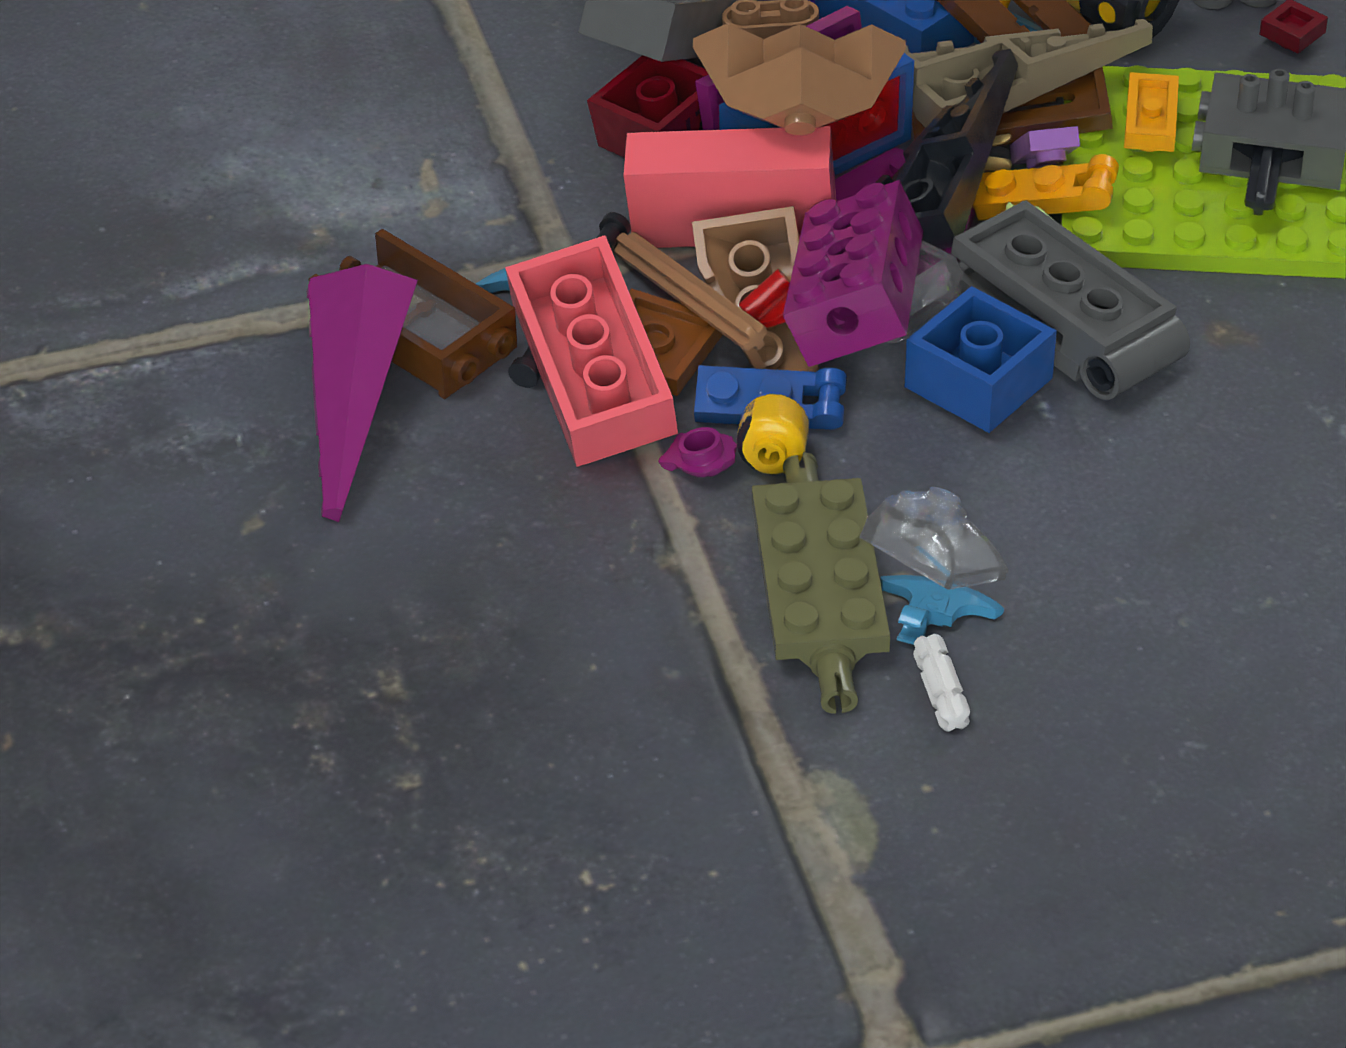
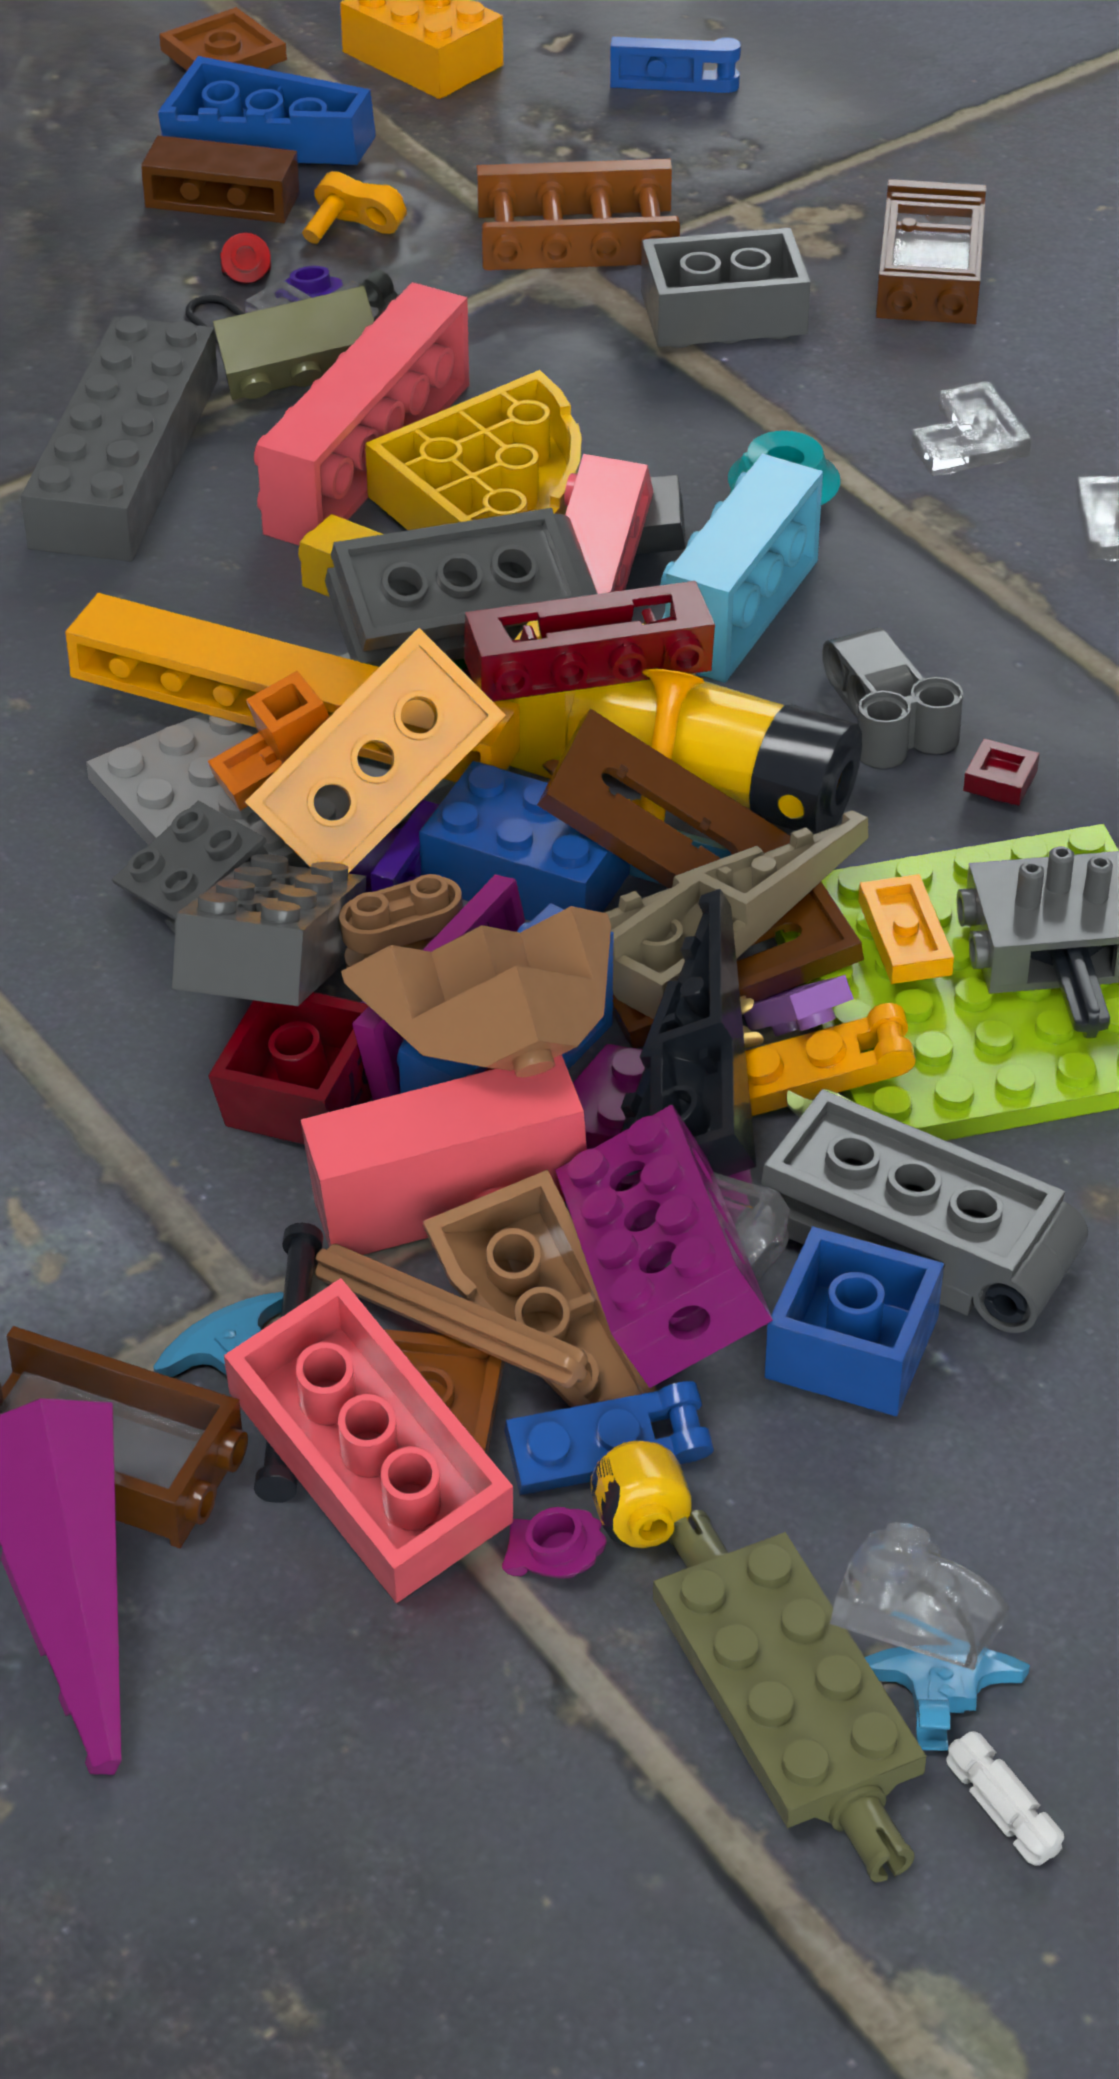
camera: 20 degrees left, 0 degrees up
(768, 300) = (571, 1310): red plate -> none

